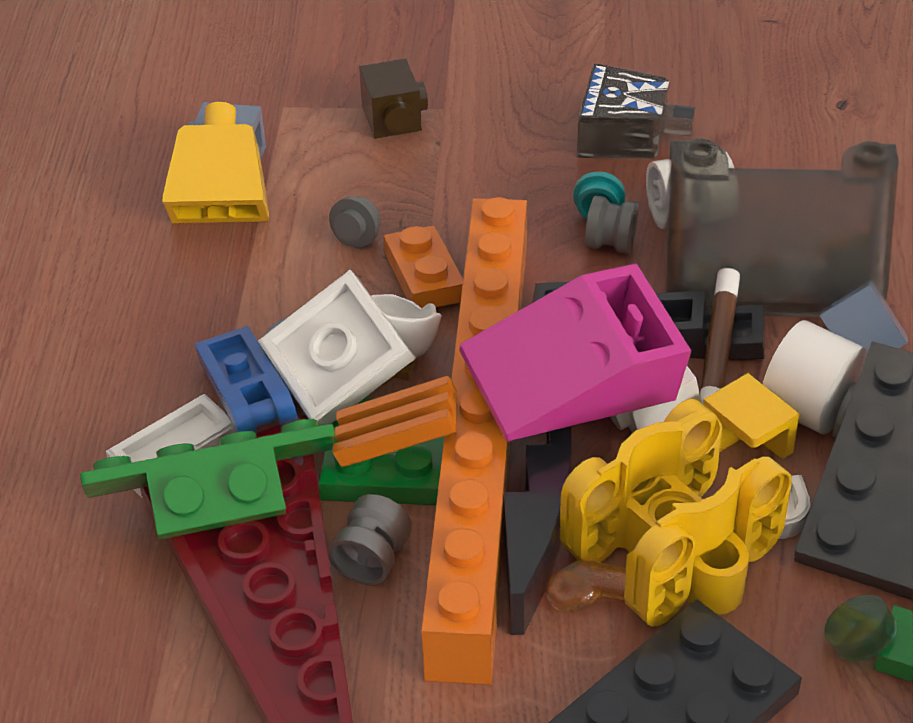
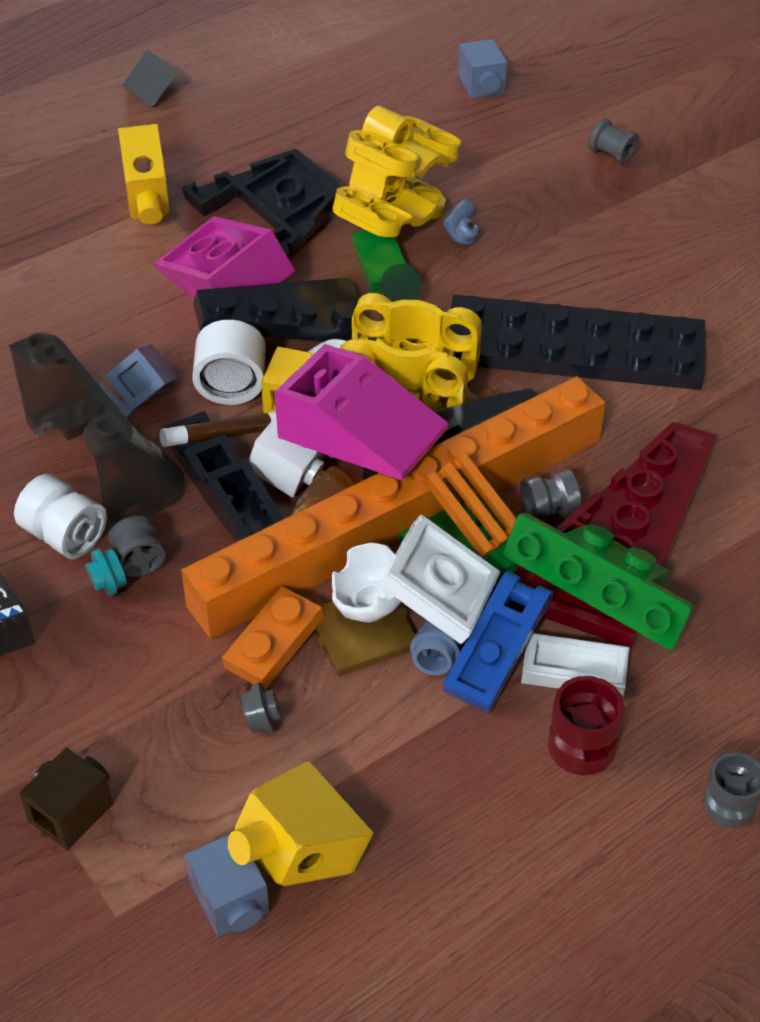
camera: 130 degrees left, 5 degrees up
(95, 377) = (585, 725): none -> dark red wheel

